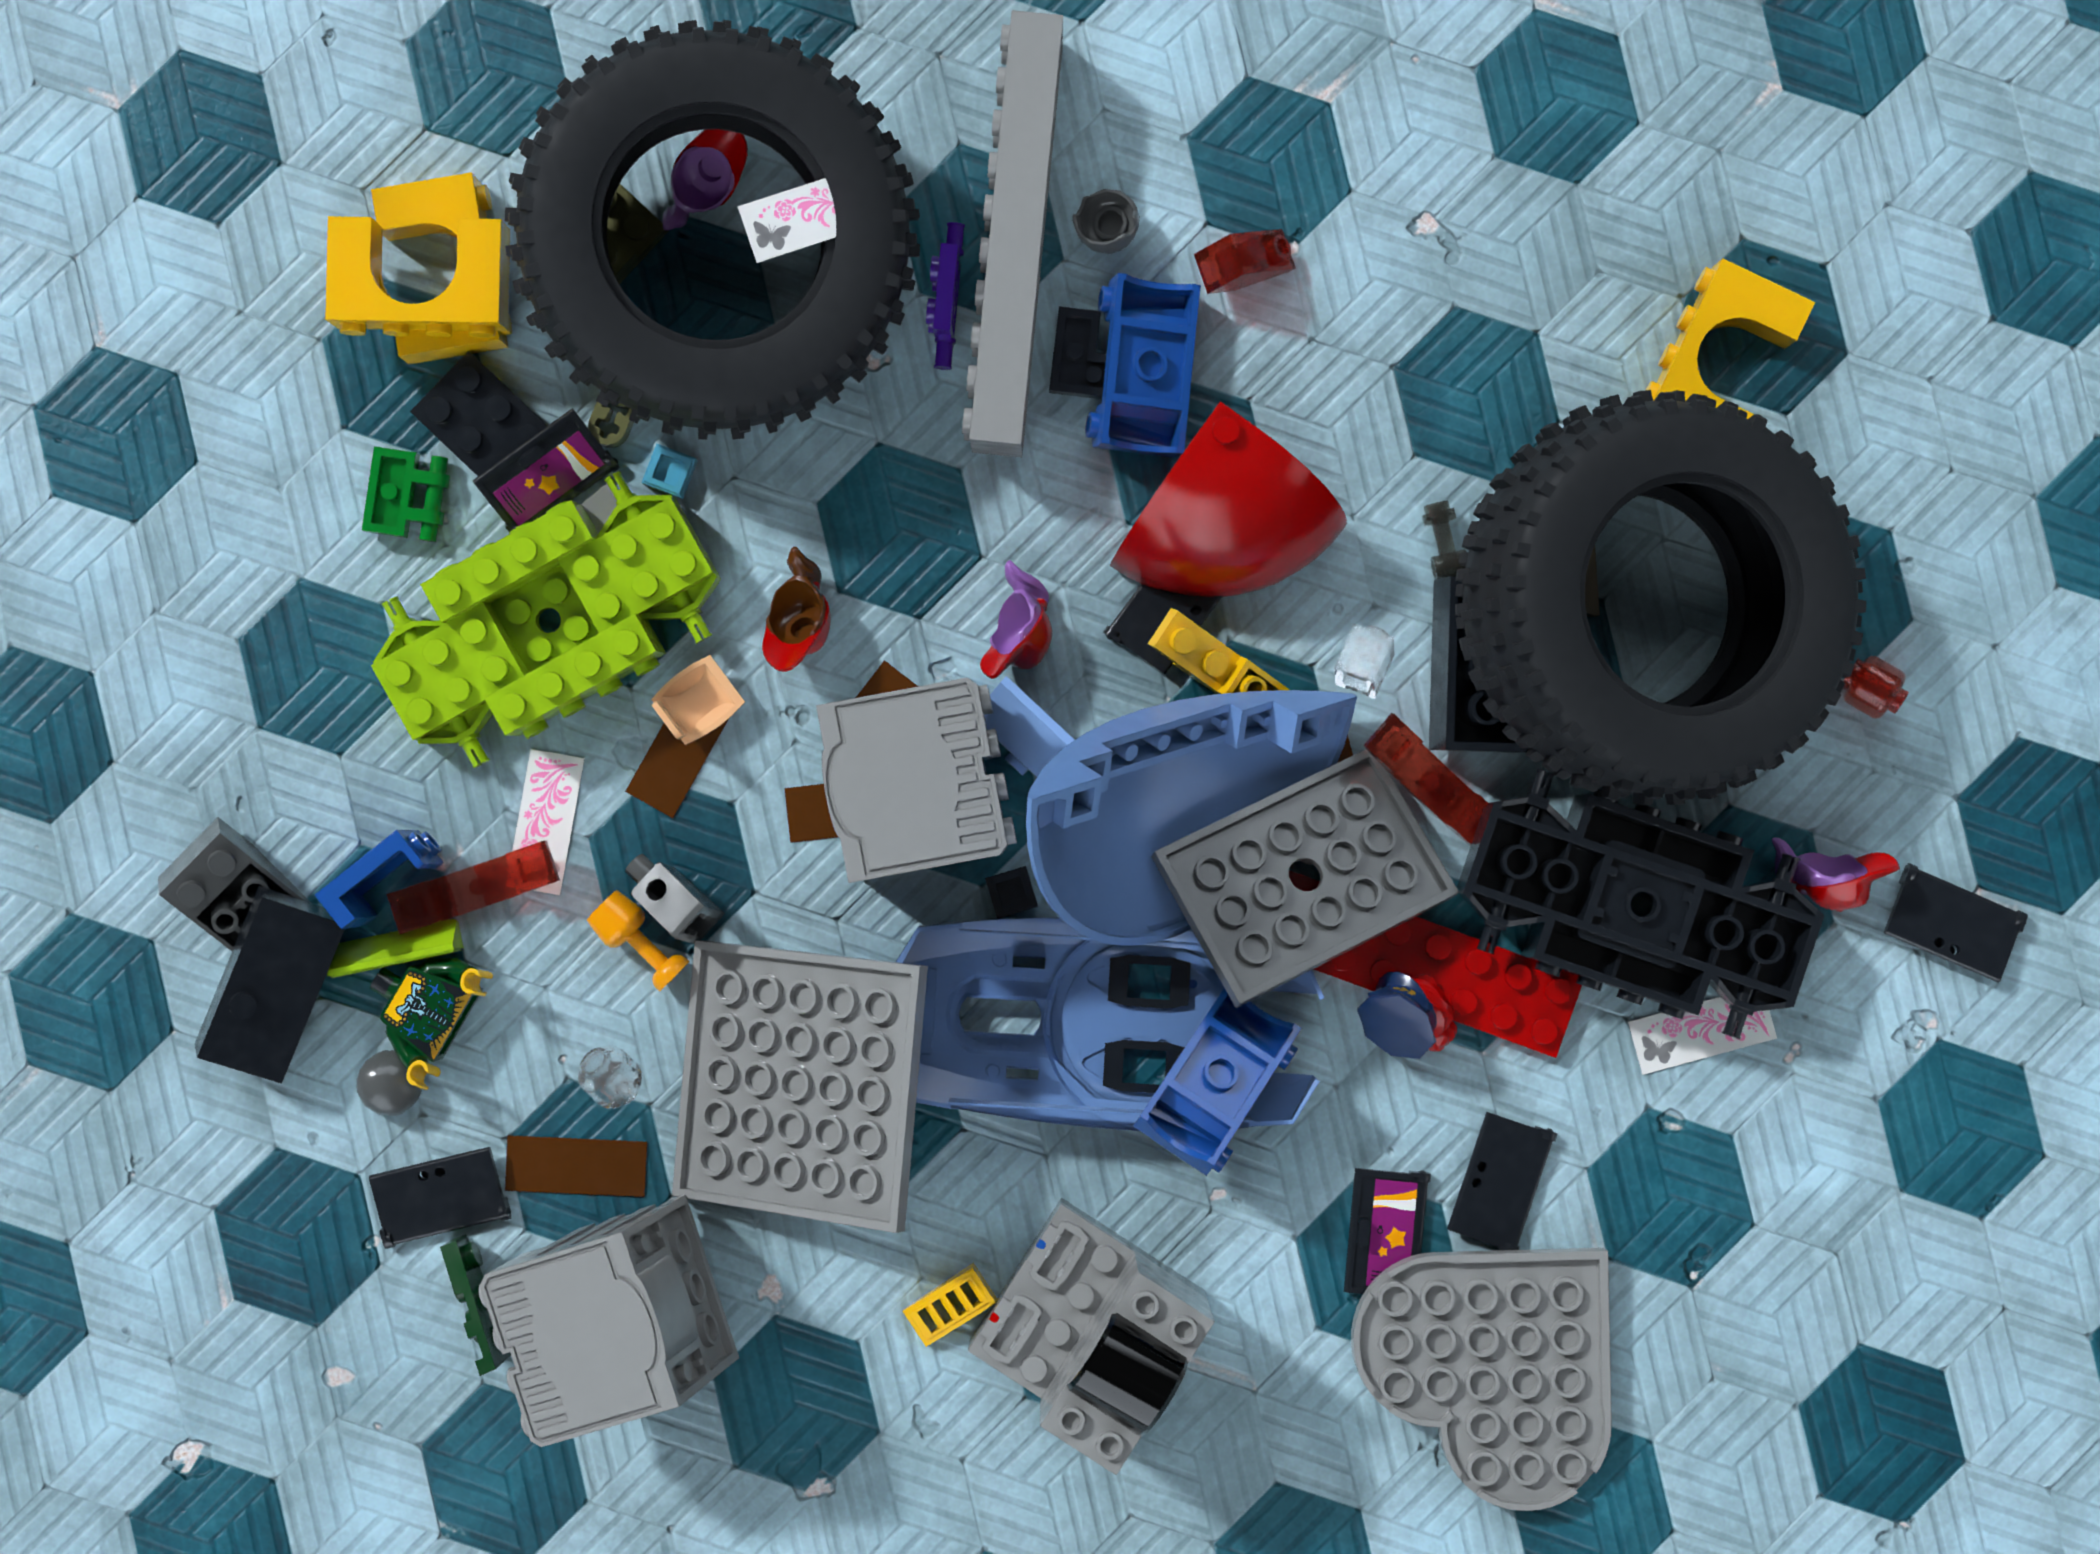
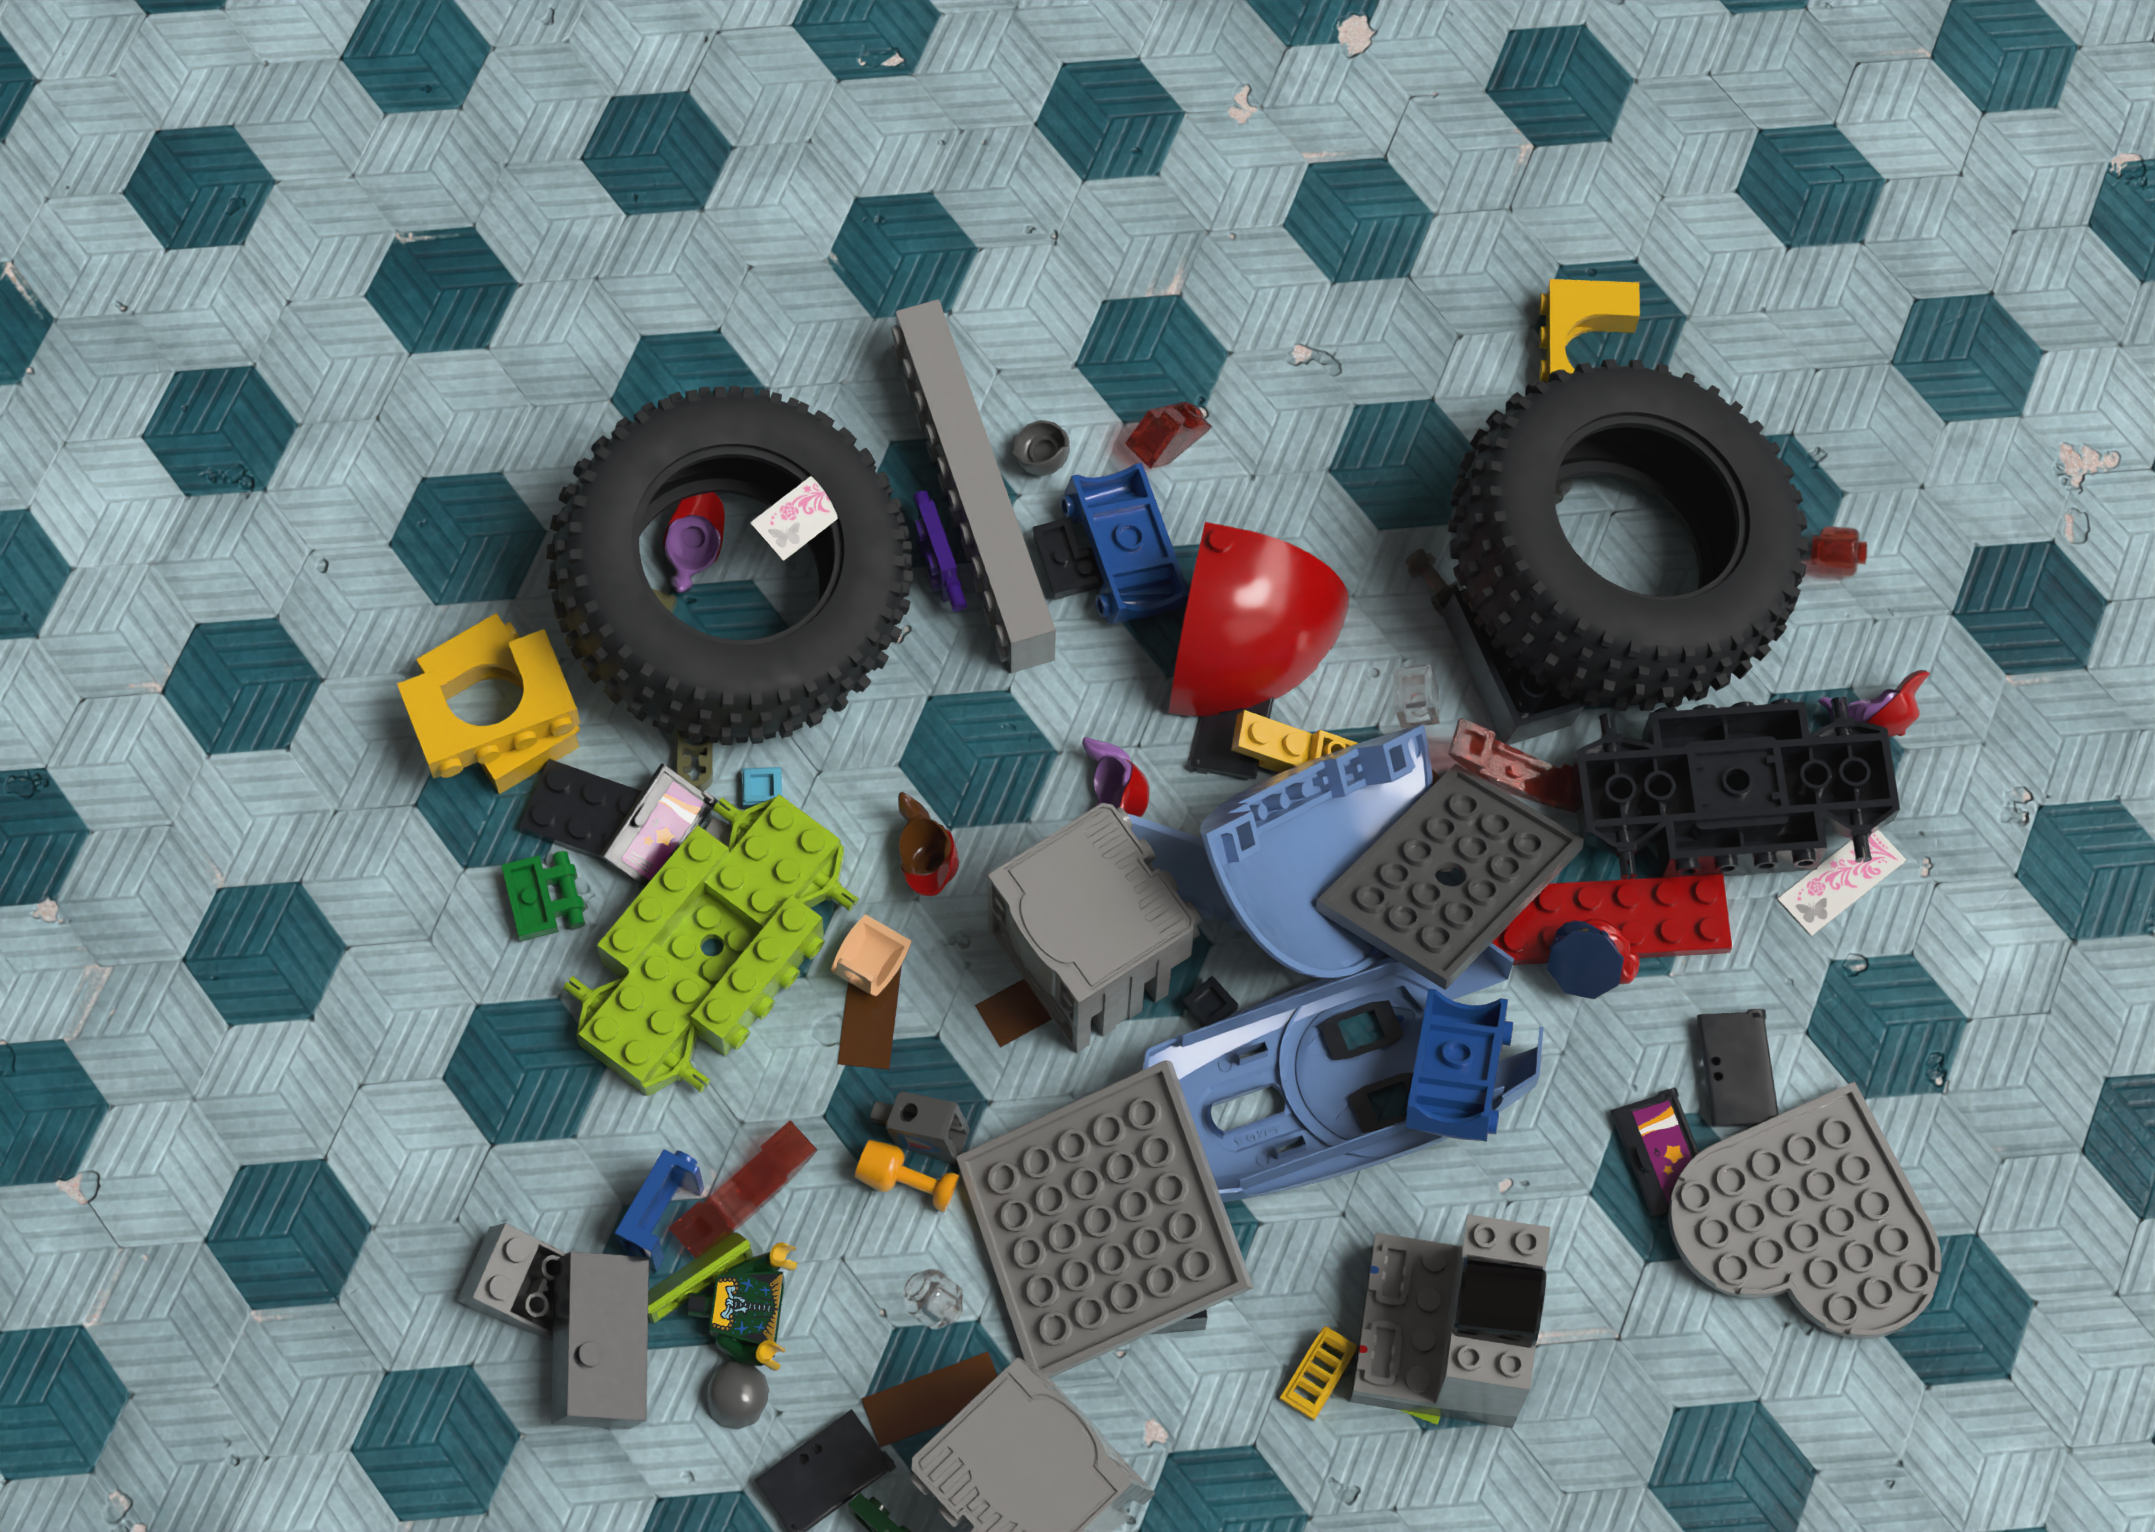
camera: 30 degrees left, 20 degrees down
(549, 806) = (775, 1100): white sticker -> none
(1974, 925) = (1978, 704): black door -> none

